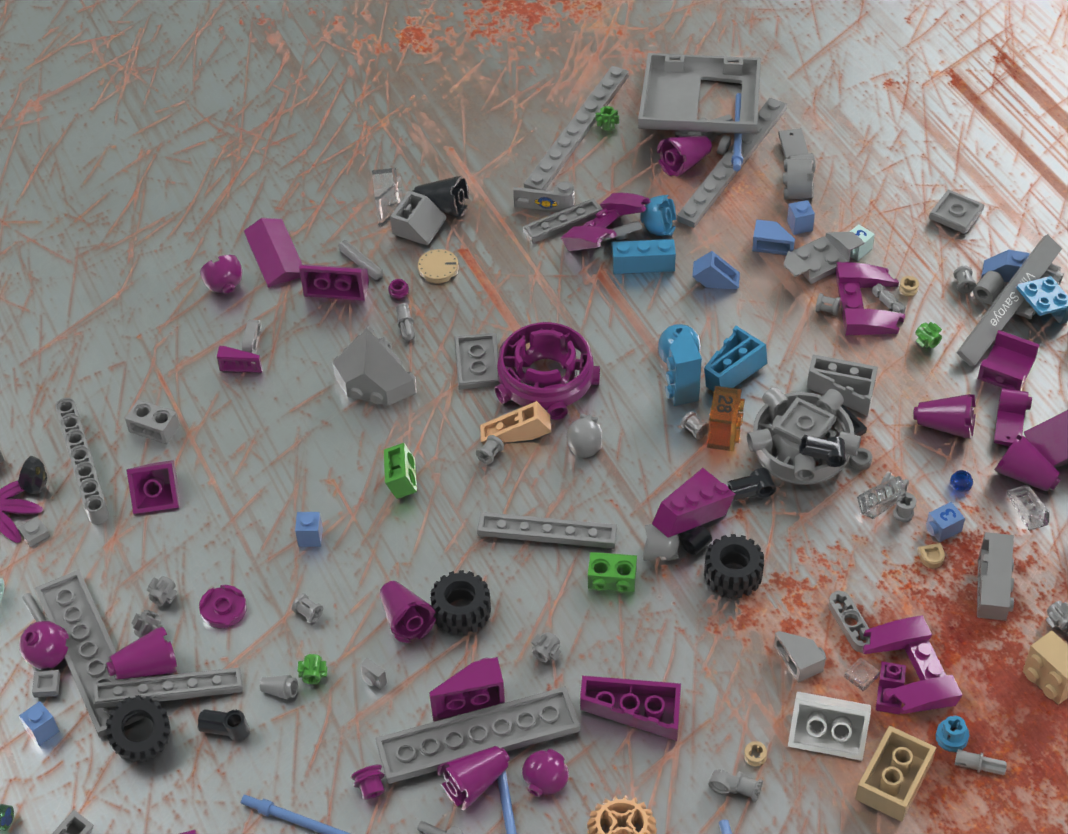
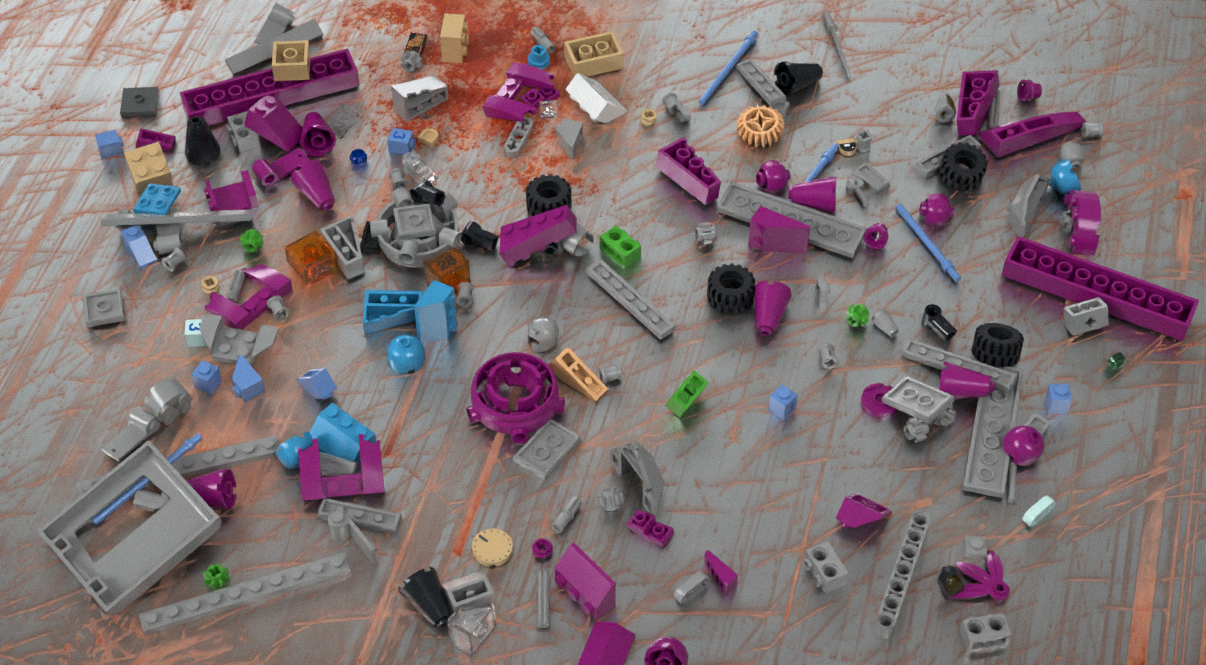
camera: 140 degrees left, 0 degrees up
(178, 610) = (918, 399): none -> light grey tile
(322, 360) = (649, 528): none -> magenta slope
(860, 346) = (311, 257): none -> clear orange brick

